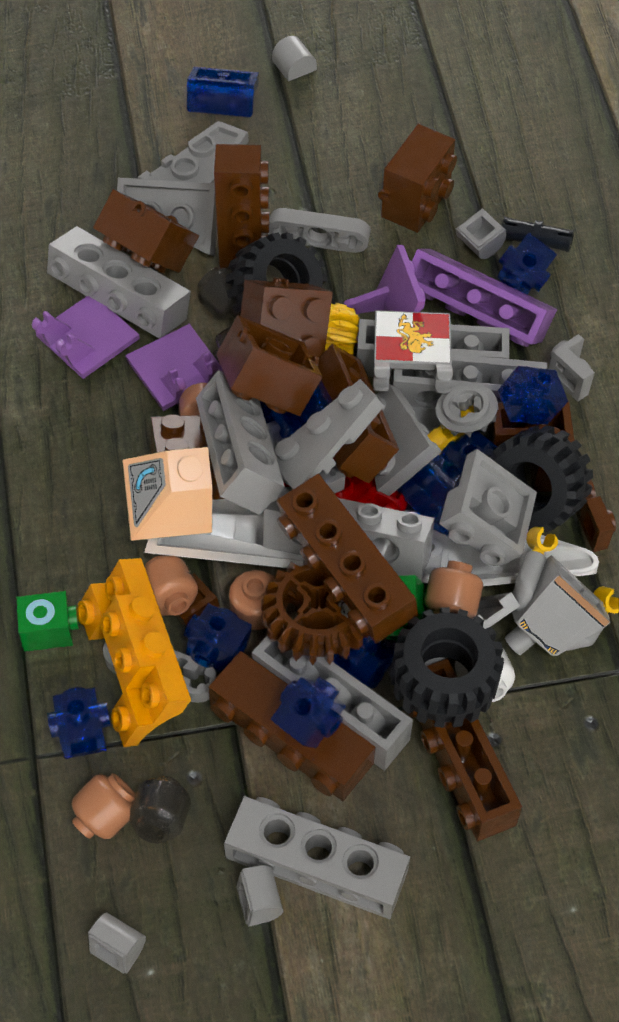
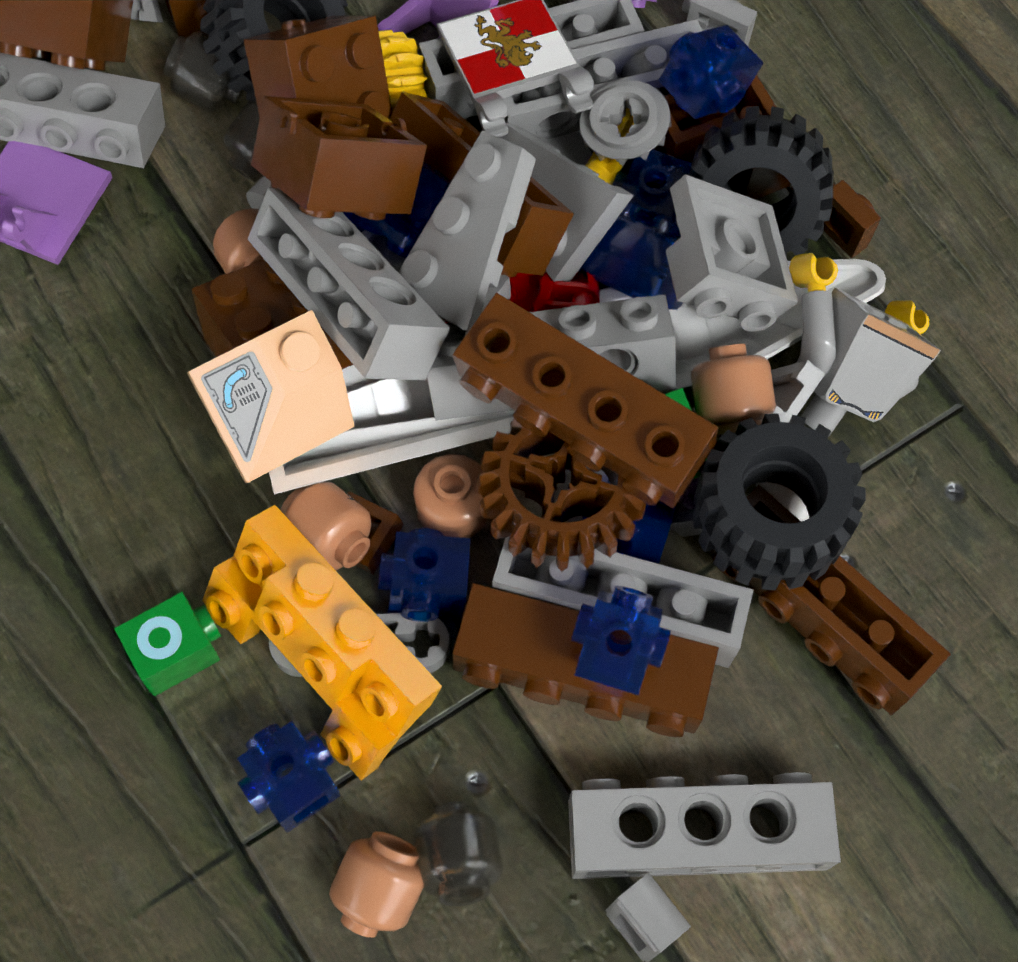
camera: 25 degrees left, 10 degrees up
(173, 365) = (181, 199): medium lavender plate -> none

